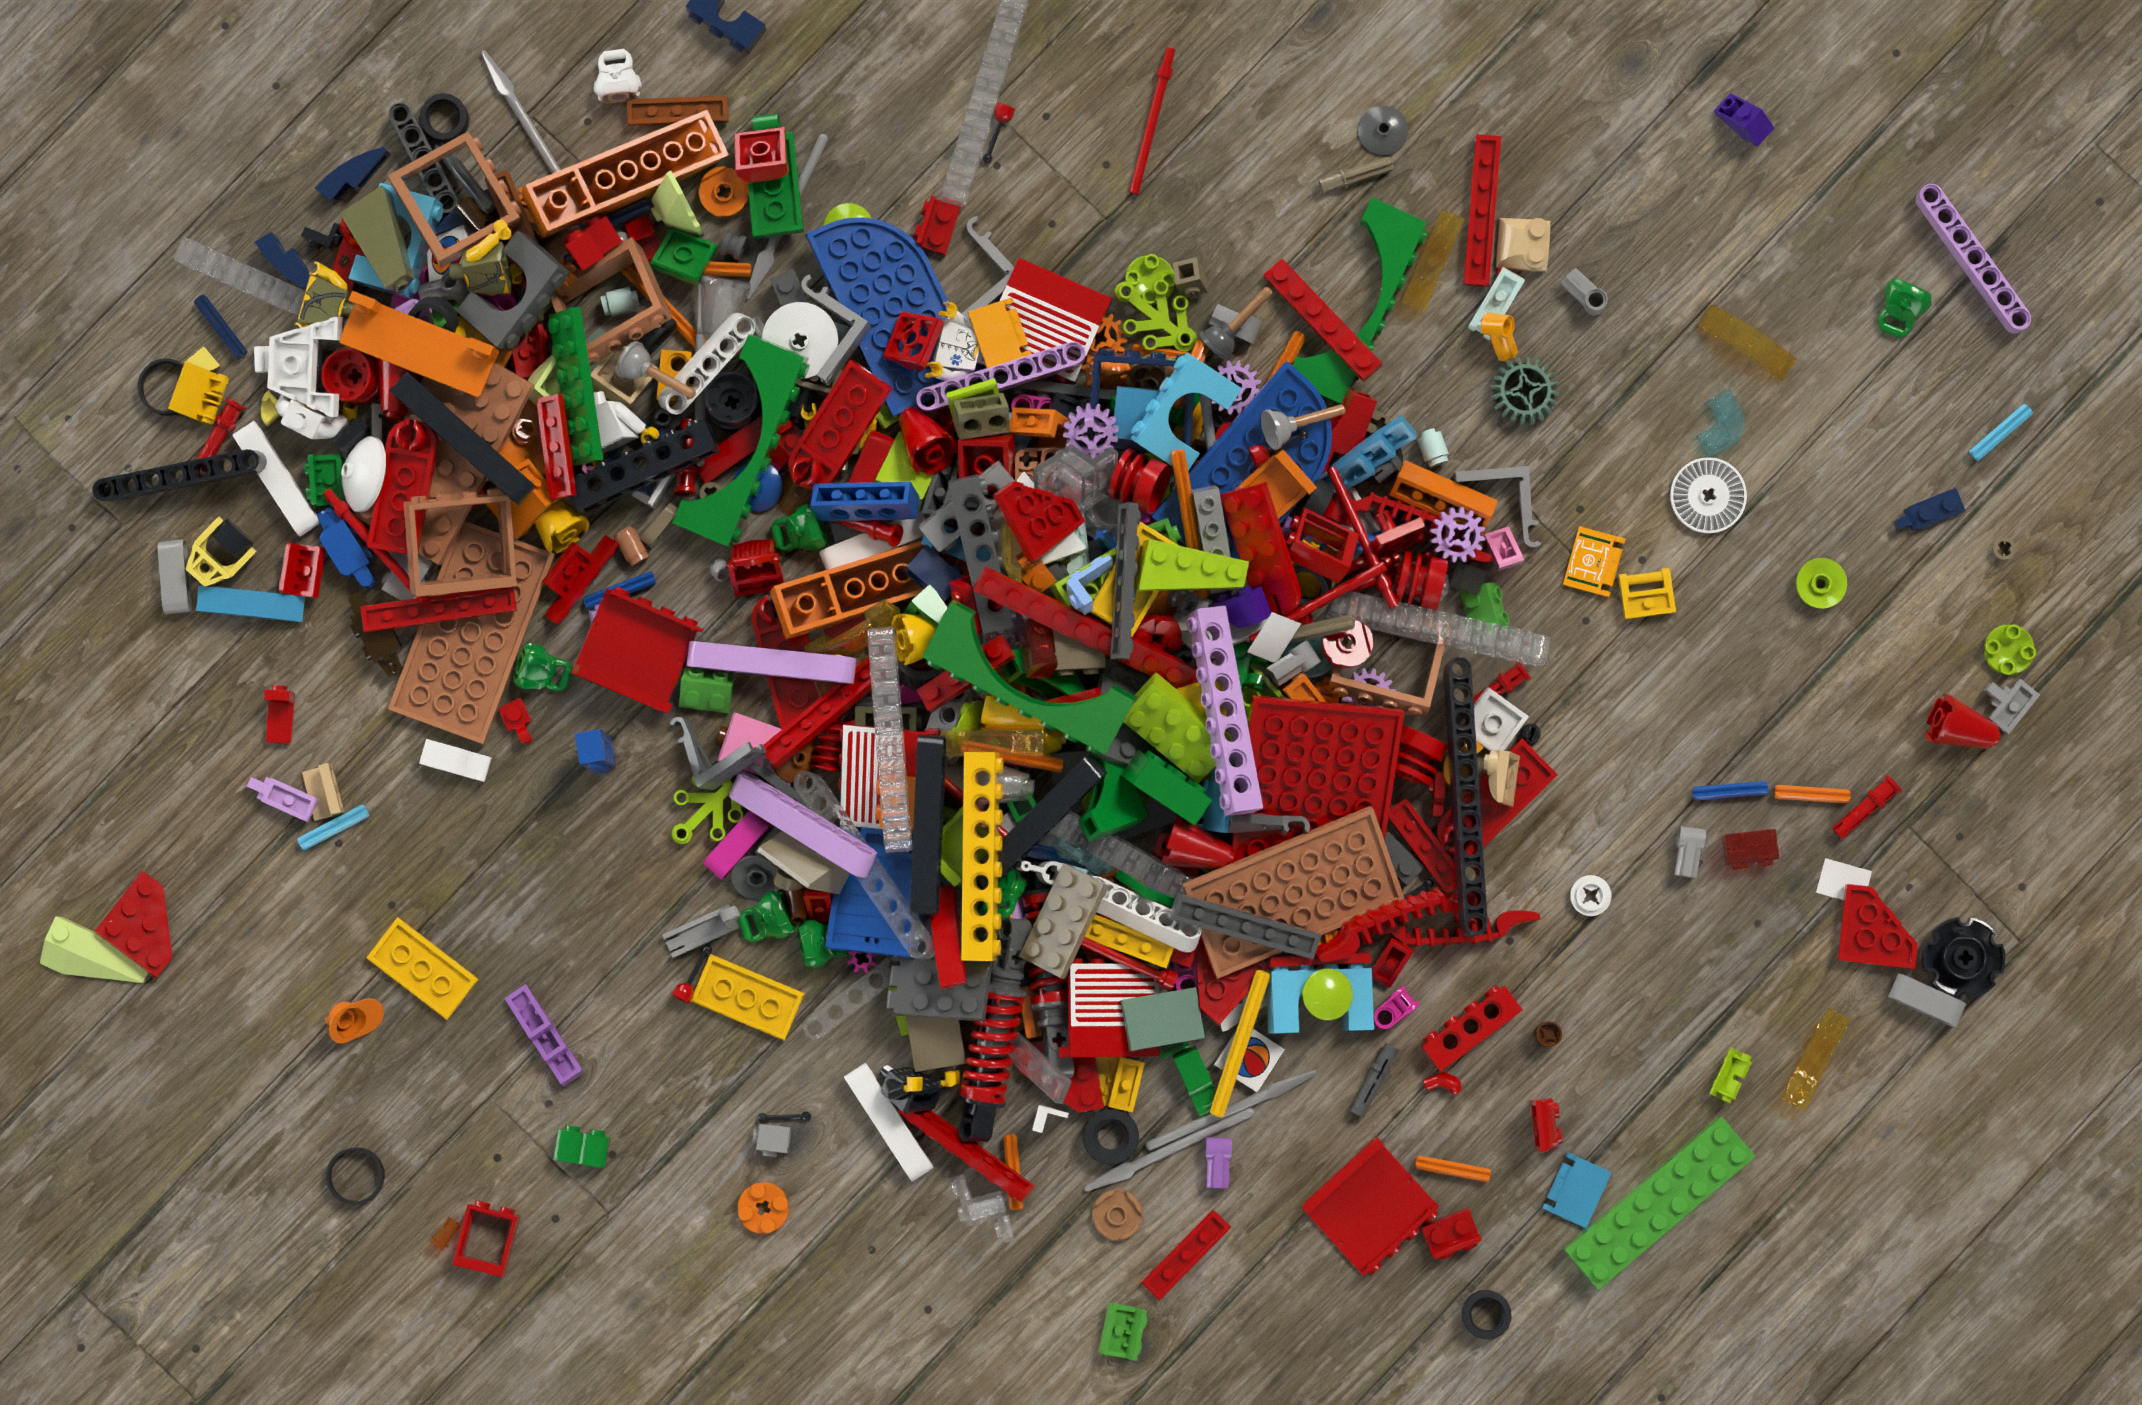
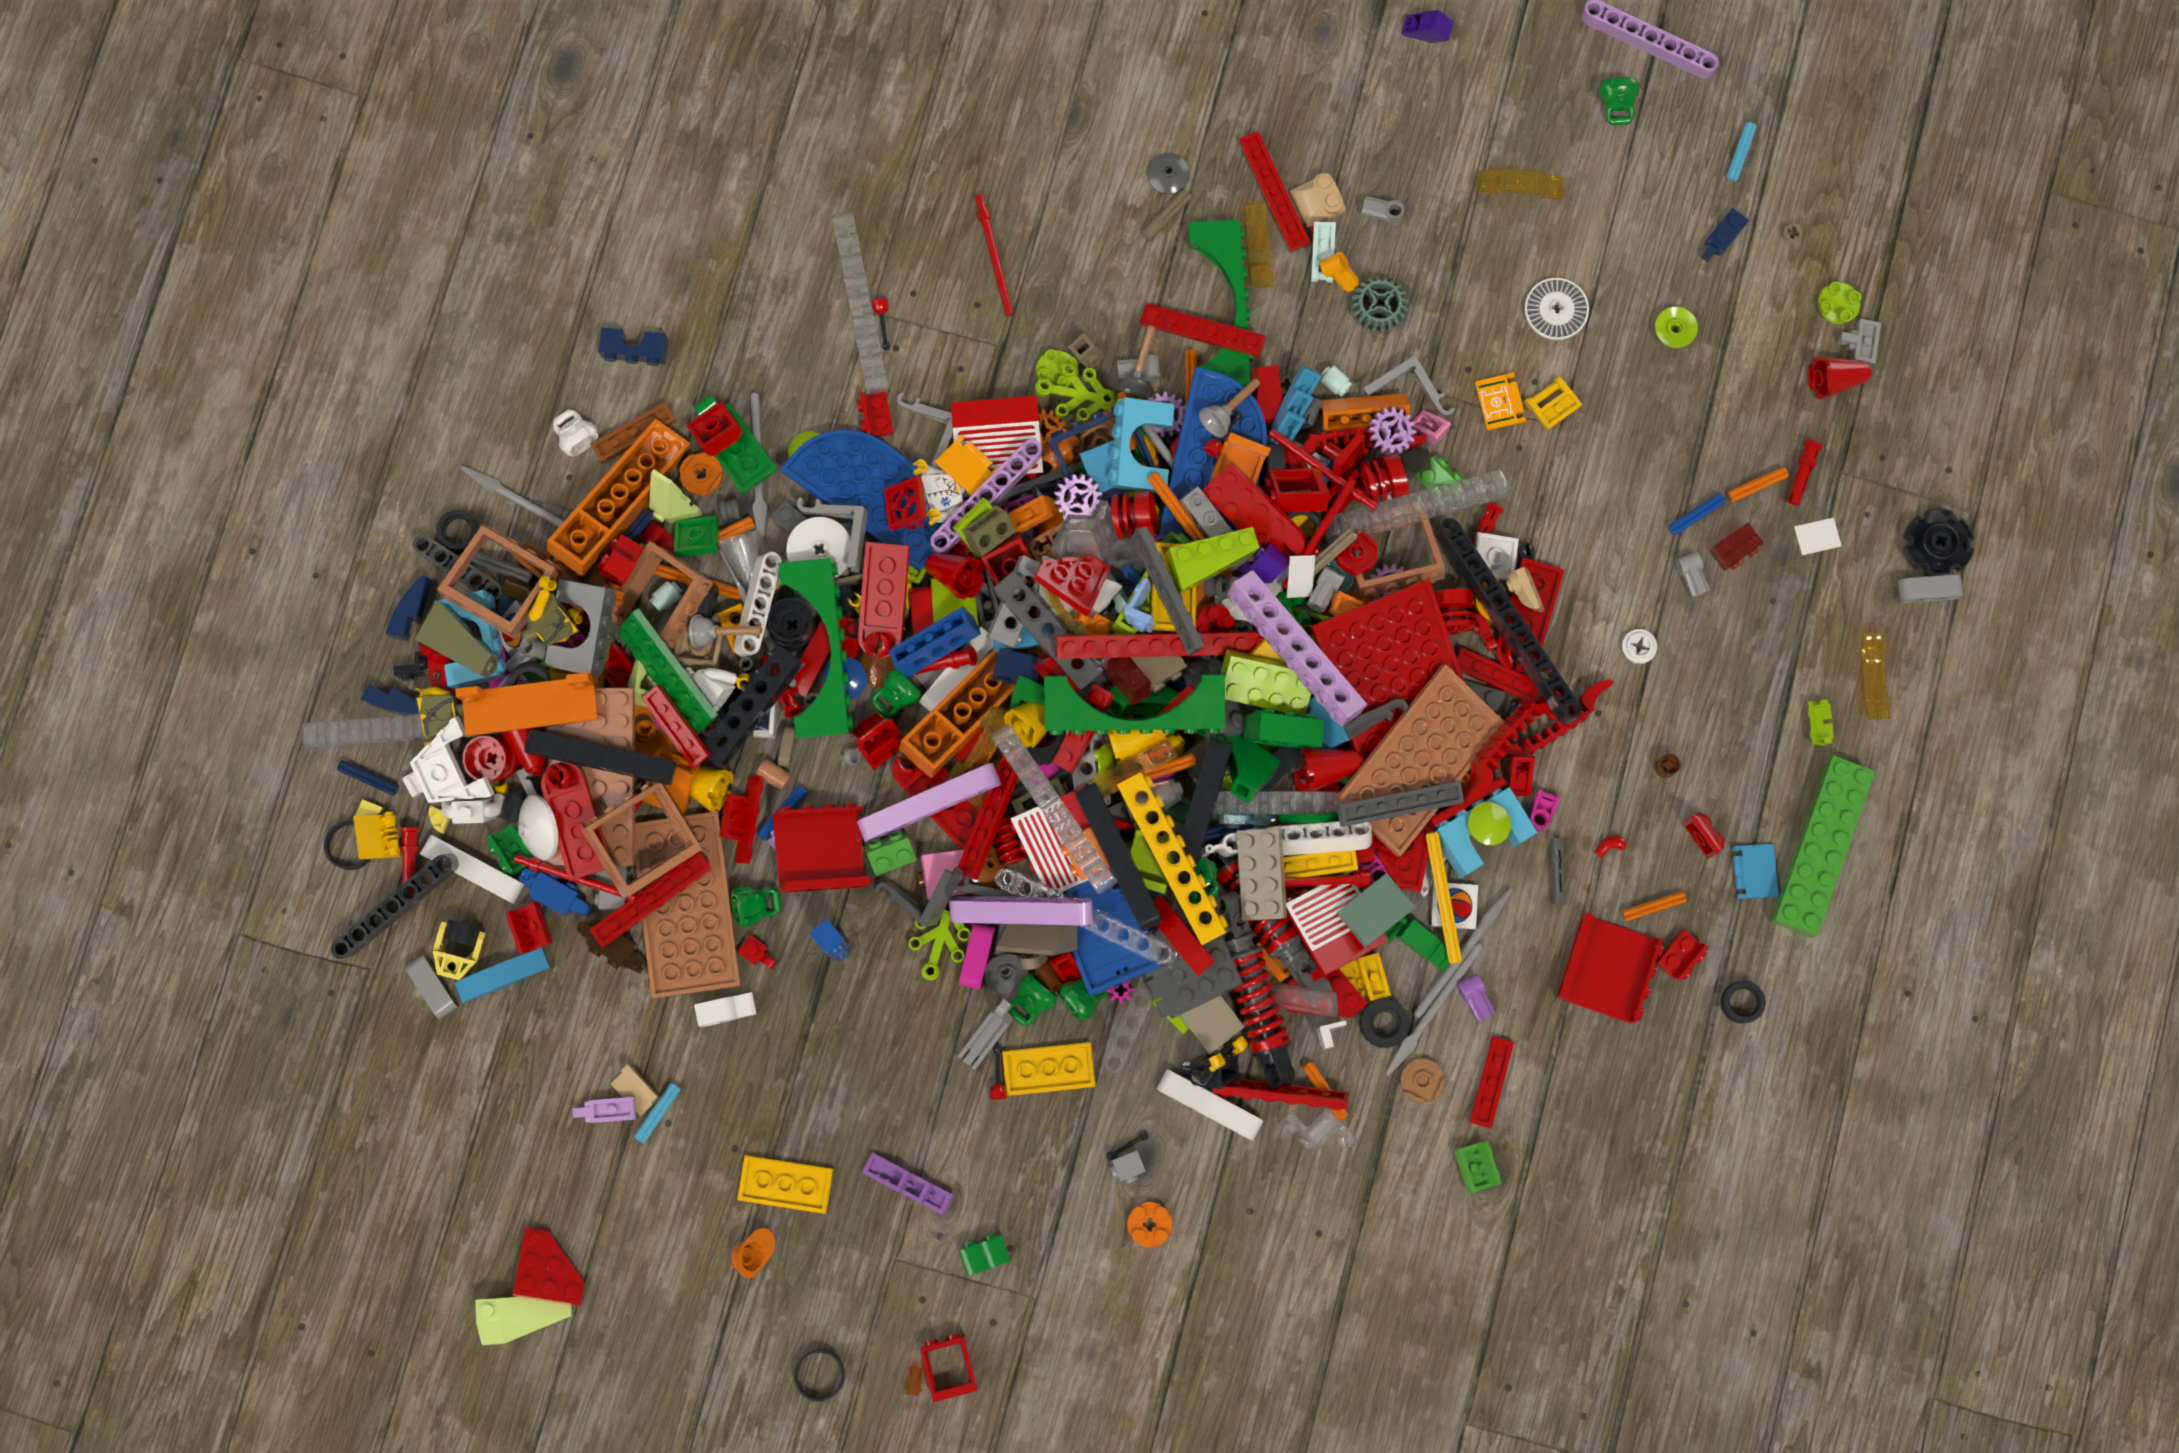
camera: 30 degrees left, 5 degrees down
(279, 714) = (569, 1048): red bracket -> none
(1506, 1009) = (1626, 763): red brick -> none
(1729, 427) = (1542, 249): clear light blue plate -> none
(1873, 932) = (1861, 560): red plate -> none

